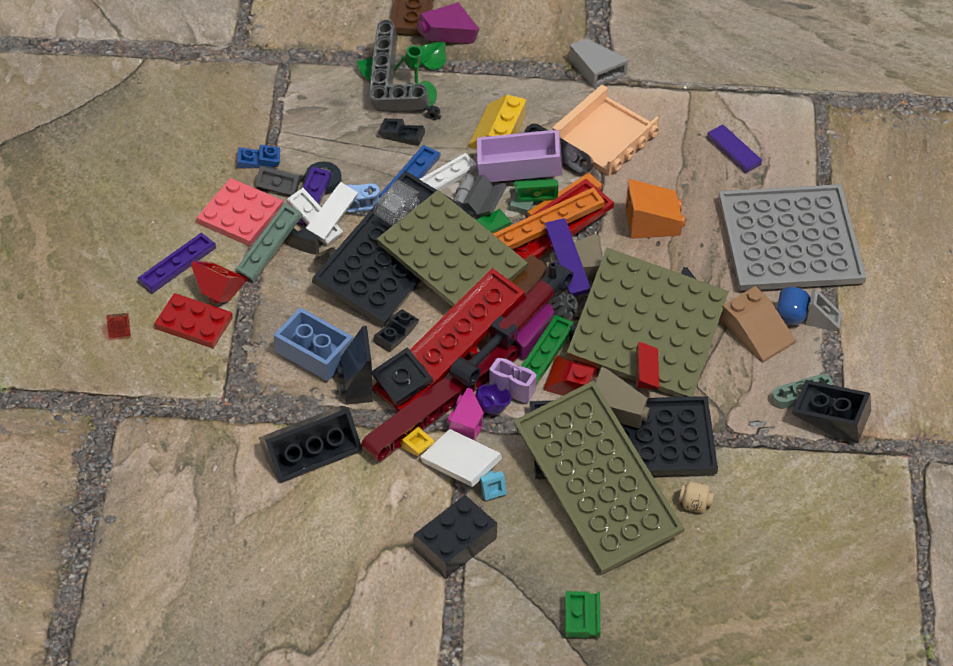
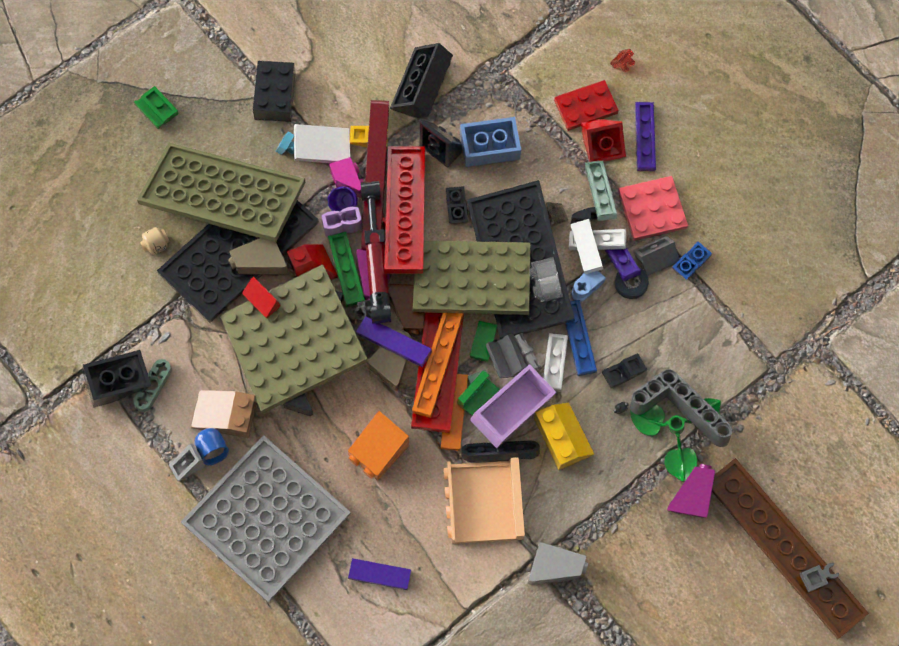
camera: 135 degrees right, 20 degrees up
(402, 376) = (407, 158): black plate -> none

